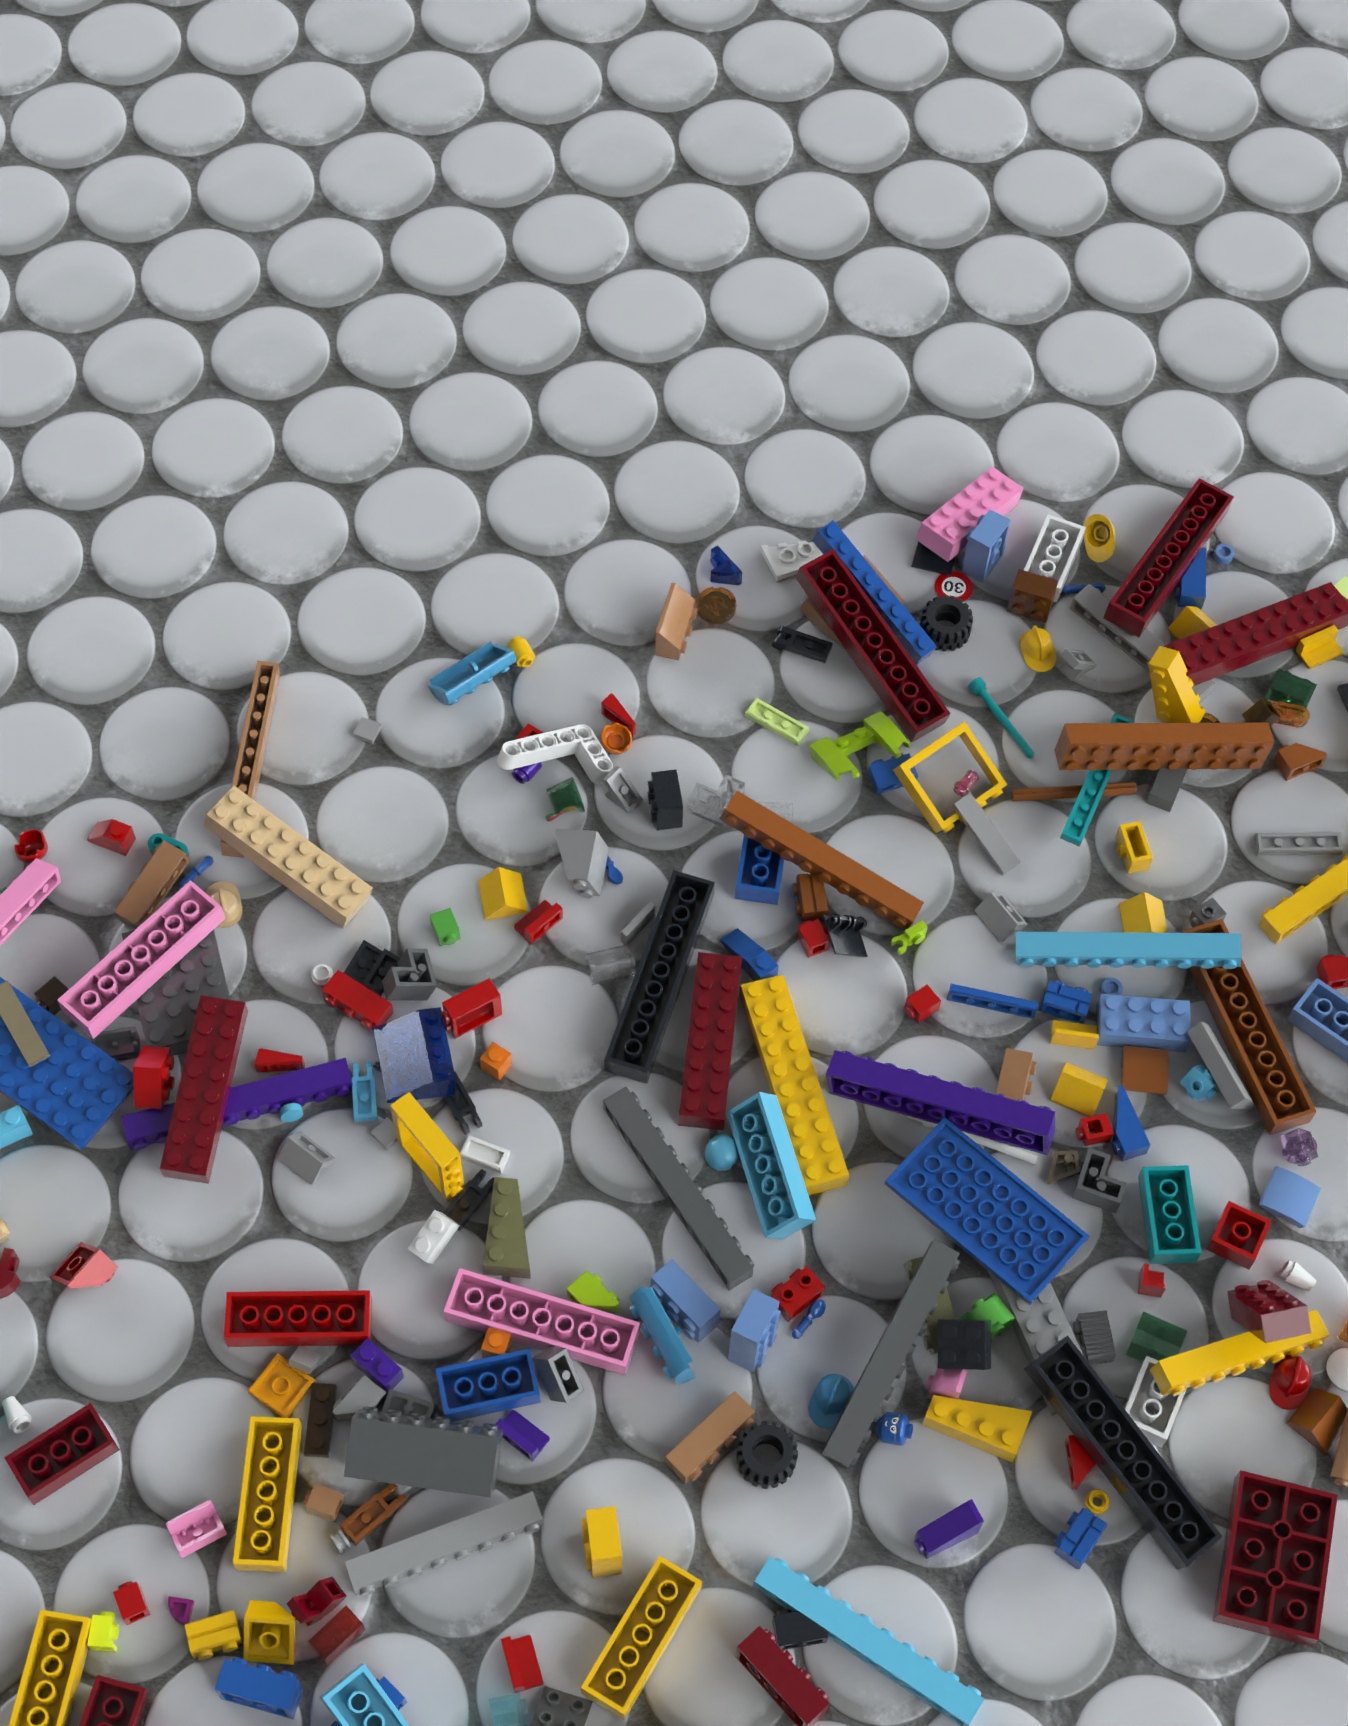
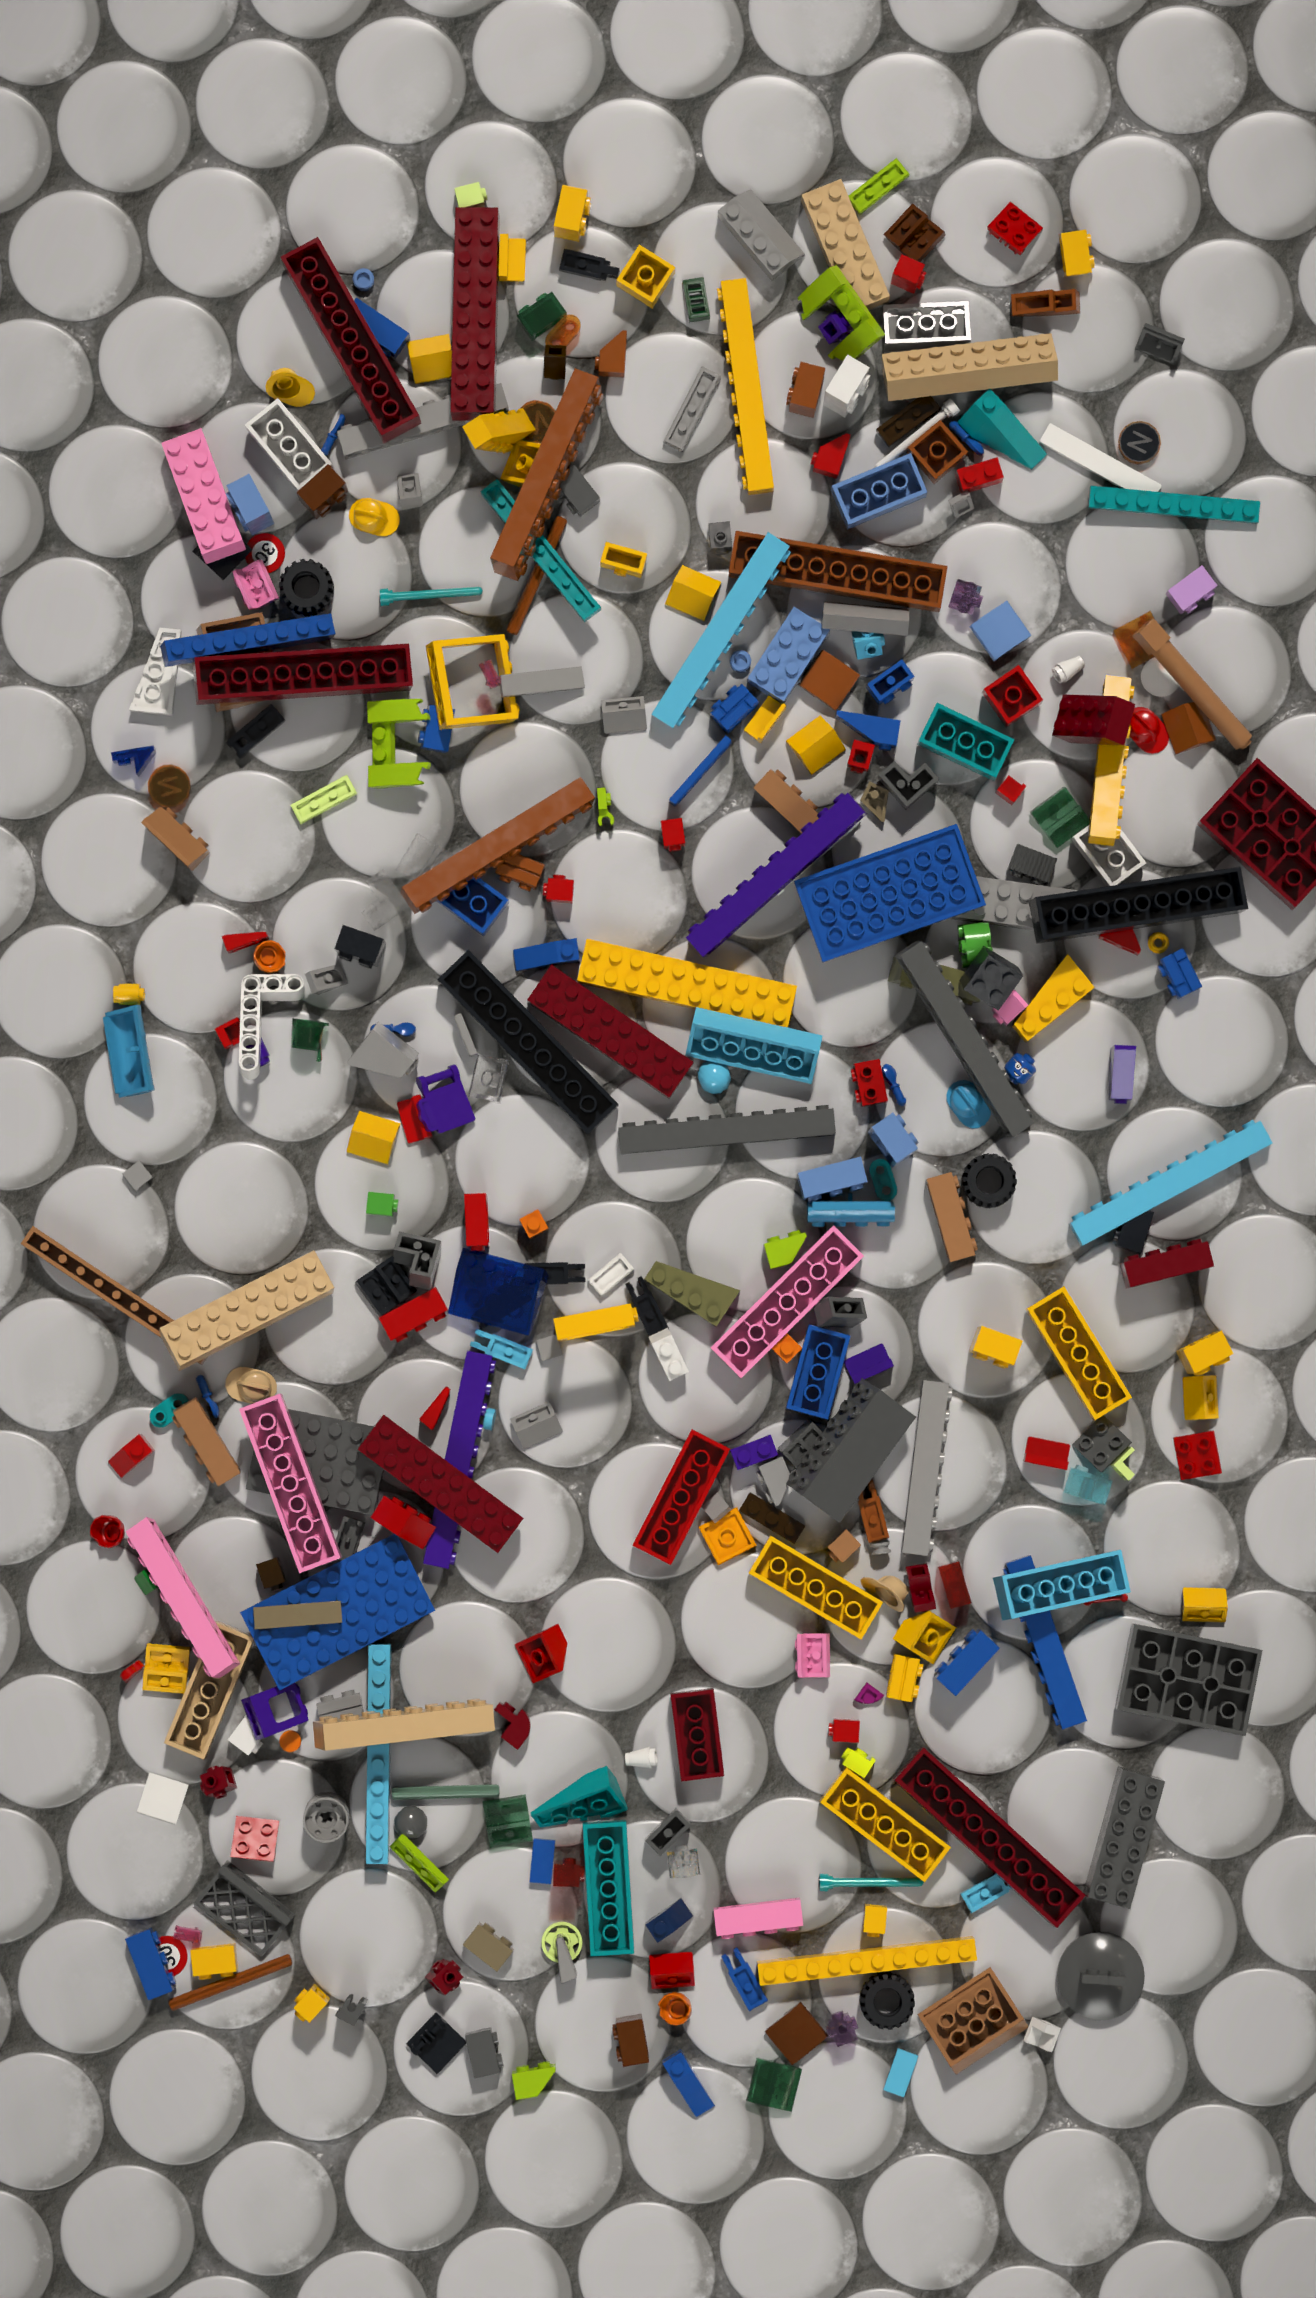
camera: 60 degrees left, 25 degrees up
(300, 1570) = (887, 1589): none -> tan piece
(321, 974) = (370, 1332): white plate -> none
(563, 936) = (445, 1106): none -> dark purple piece
(710, 1355) = (882, 1180): none -> teal plate
(845, 934) = (573, 861): black hinge -> none
(922, 587) = (255, 585): none -> bright pink bracket
(1178, 1120) = (890, 682): none -> blue brick

